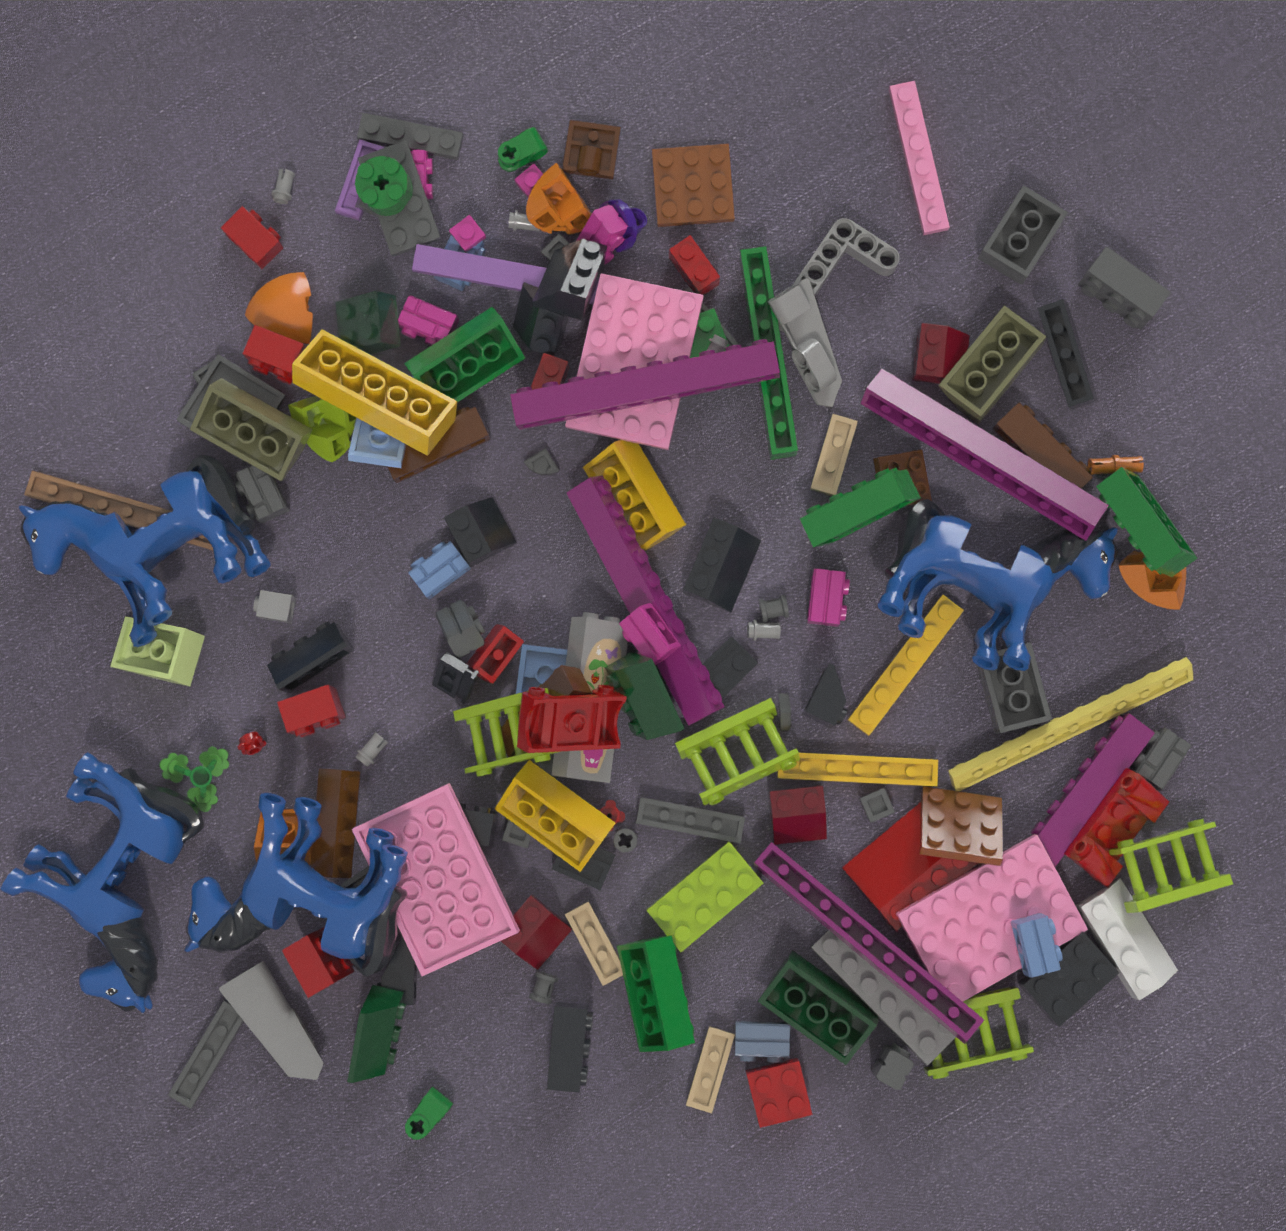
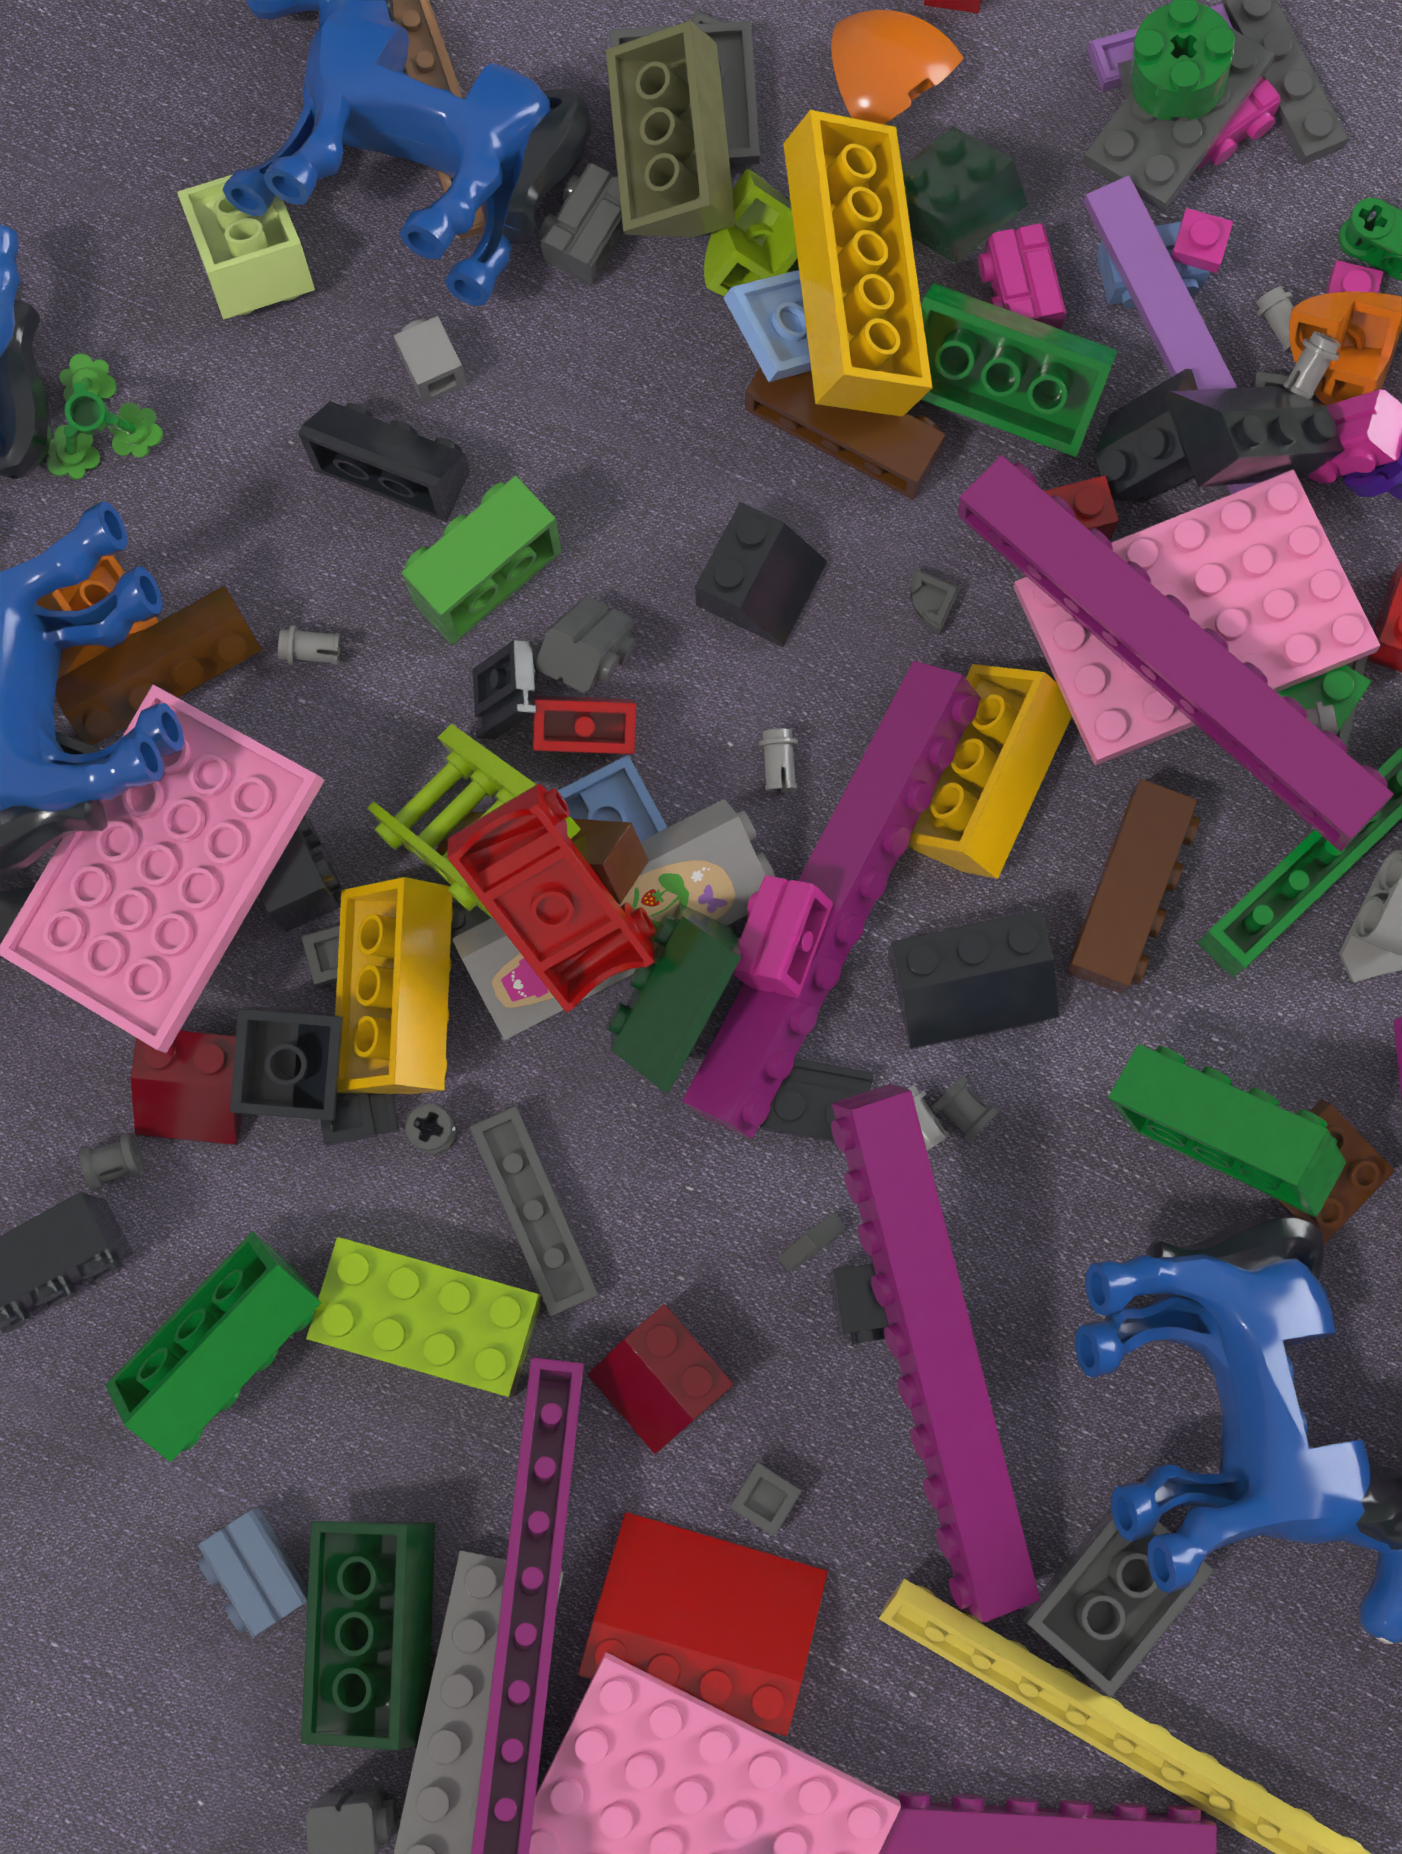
camera: 55 degrees right, 5 degrees down
(251, 743) = (197, 465): red plate -> none
(272, 353) = (804, 78): red brick -> none
(312, 710) = (304, 513): red brick -> none
(388, 647) = (482, 559): none -> bright green brick
(439, 569) = (655, 555): medium blue brick -> none
(555, 222) = (1312, 364): none -> light grey pin
(556, 882) = (286, 1063): none -> black slope
(567, 580) = (779, 760): none -> light grey pin
(595, 943) = (236, 1194): tan plate -> none
(610, 807) = (468, 1072): red plate -> none
(710, 1069) = (152, 1520): tan plate -> none
(728, 469) = (1132, 887): none -> reddish brown brick
(739, 726) = (737, 1183): lime fence -> none
(778, 1092) = (184, 1660): red brick -> none
(827, 597) = (1044, 1182): dark pink brick -> none
(833, 455) = (1280, 1035): tan plate -> none
(863, 769) = (803, 1427): yellow plate -> none
(867, 693) = (935, 1351): none -> magenta brick
(905, 666) = (1058, 1389): yellow plate -> none
(961, 826) = (826, 1665): dark orange plate -> none

